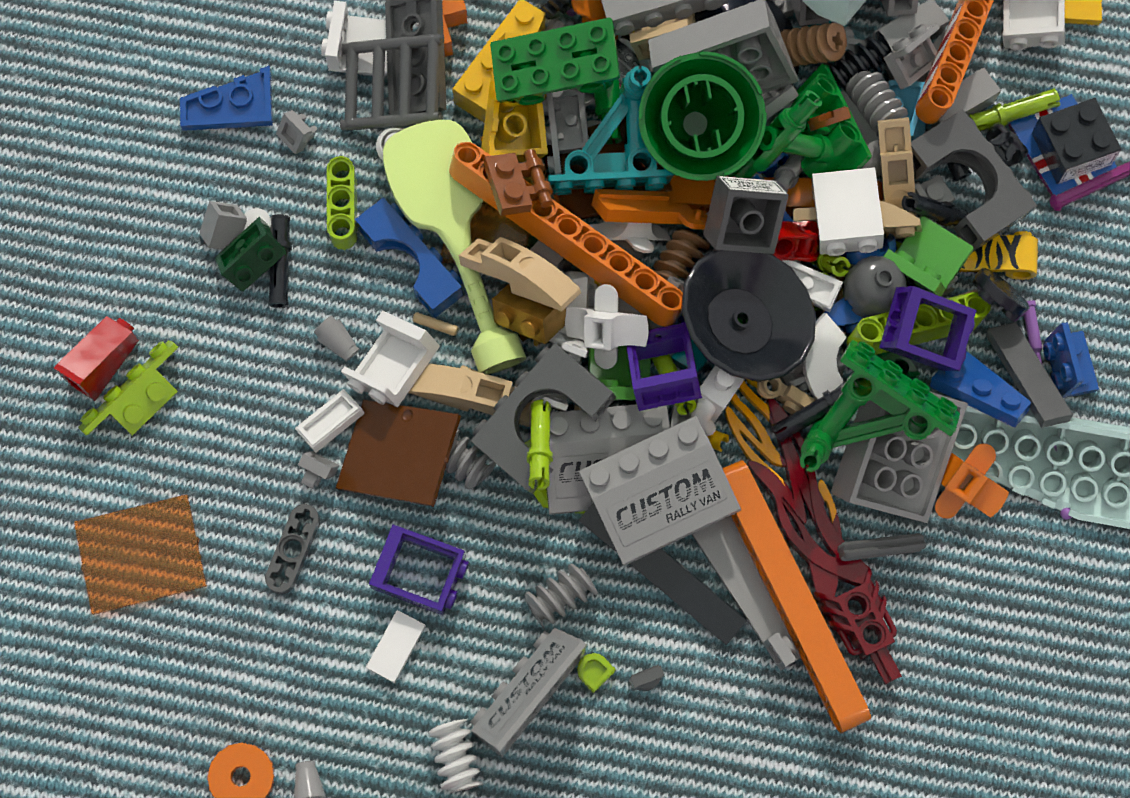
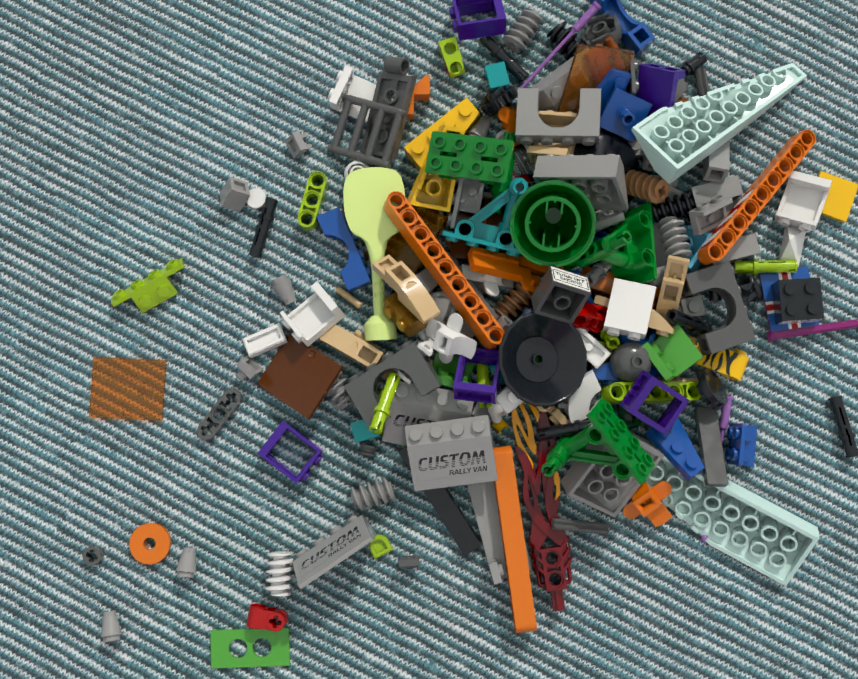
camera: 25 degrees right, 10 degrees up
(97, 357) = (133, 258): slope -> none
(232, 105) = (262, 114): blue wing -> none
(249, 255) = (244, 219): dark green bracket -> none
(395, 646) = (264, 494): white tile -> none
(508, 182) = (416, 226): dark orange plate -> none
(519, 505) = (361, 431): none -> teal panel
(533, 533) = (368, 450): none -> dark grey bush
(829, 118) = (639, 244): dark orange tile -> none
(1039, 70) = (792, 244): none -> white slope

